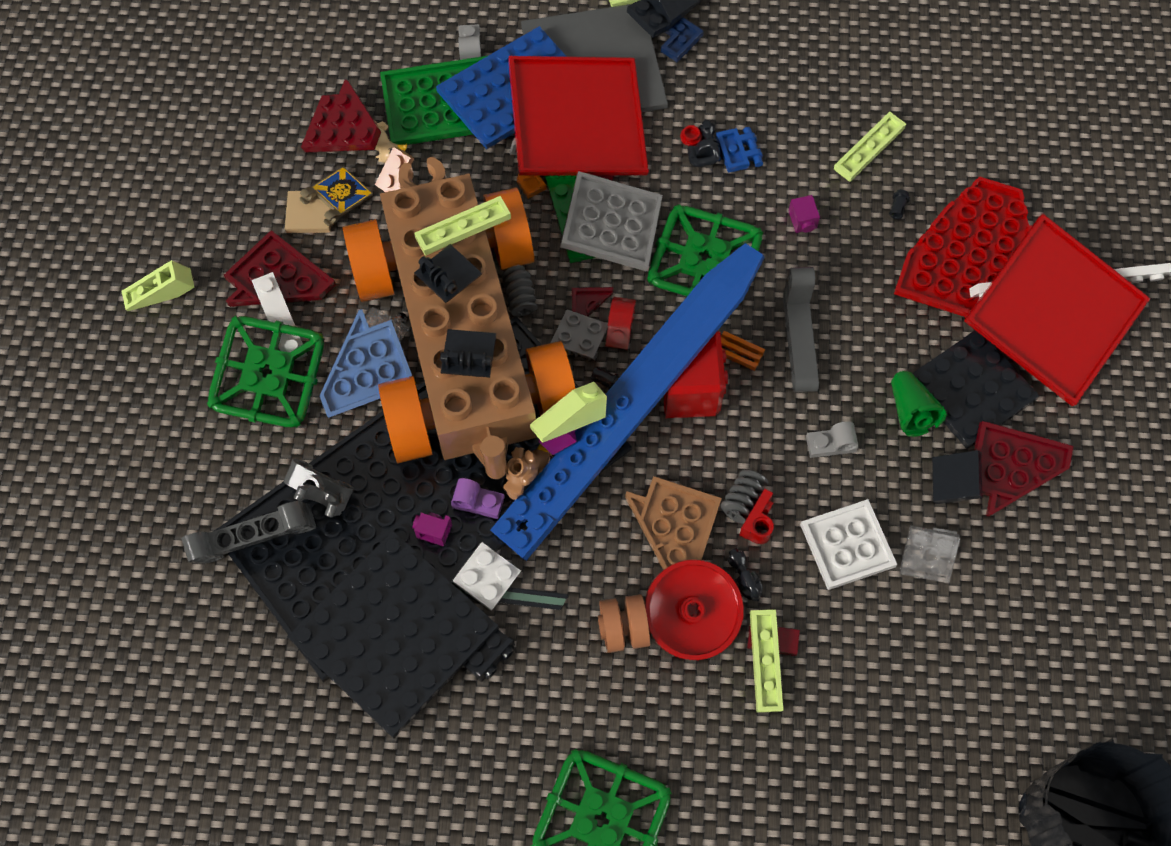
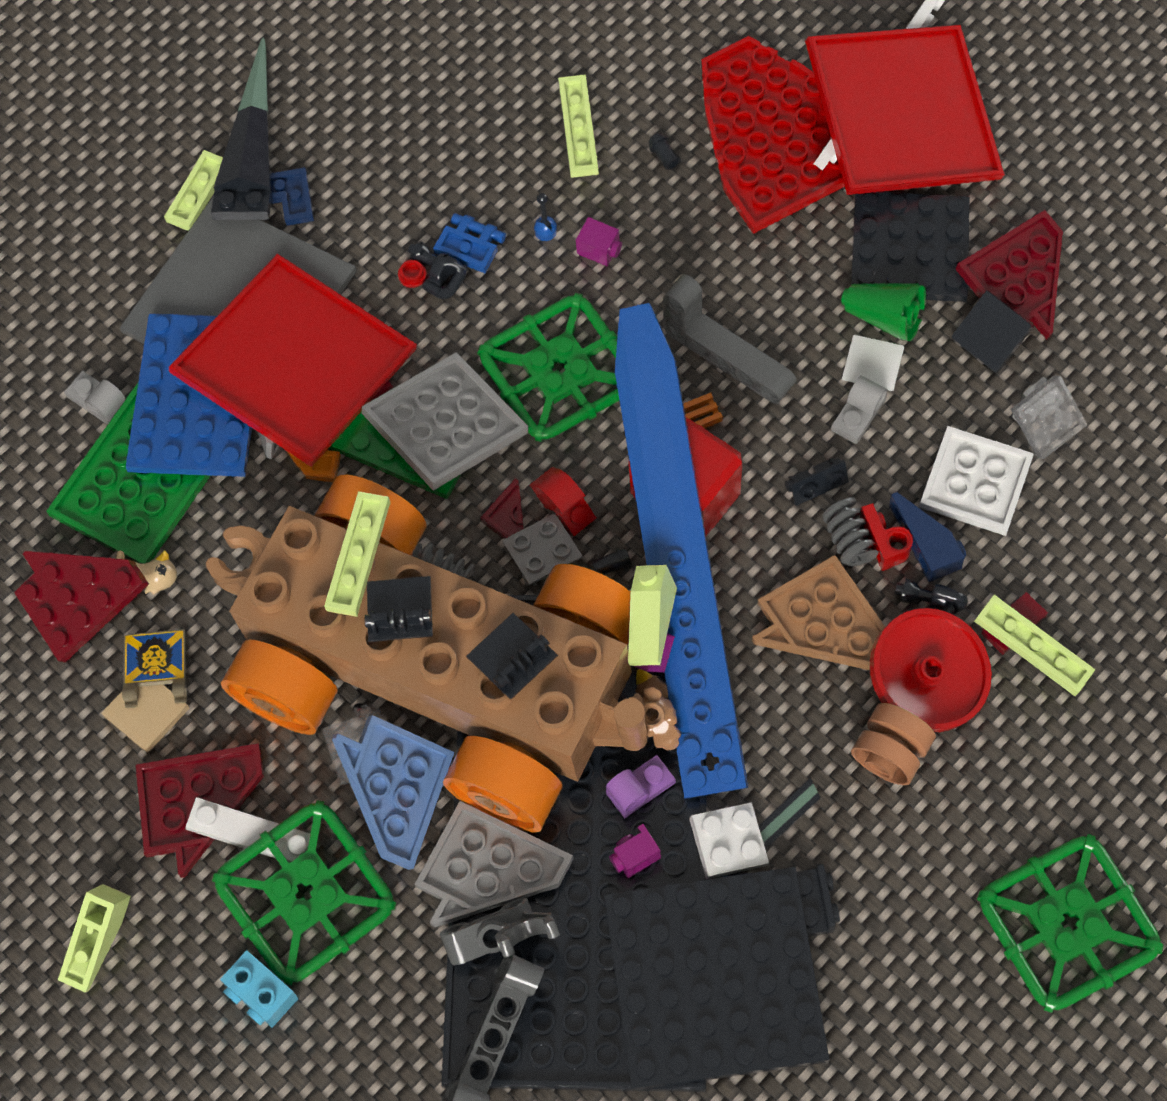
camera: 45 degrees left, 0 degrees up
(191, 392) = (259, 989): none -> medium azure brick
(358, 453) = (487, 865): none -> light grey wing
(388, 177) = (190, 594): plate -> none
(755, 450) = (825, 478): none -> black hinge
(781, 547) = (932, 542): none -> dark blue slope
(788, 176) = (544, 222): none -> blue hinge
(874, 426) = (873, 360): none -> white sticker

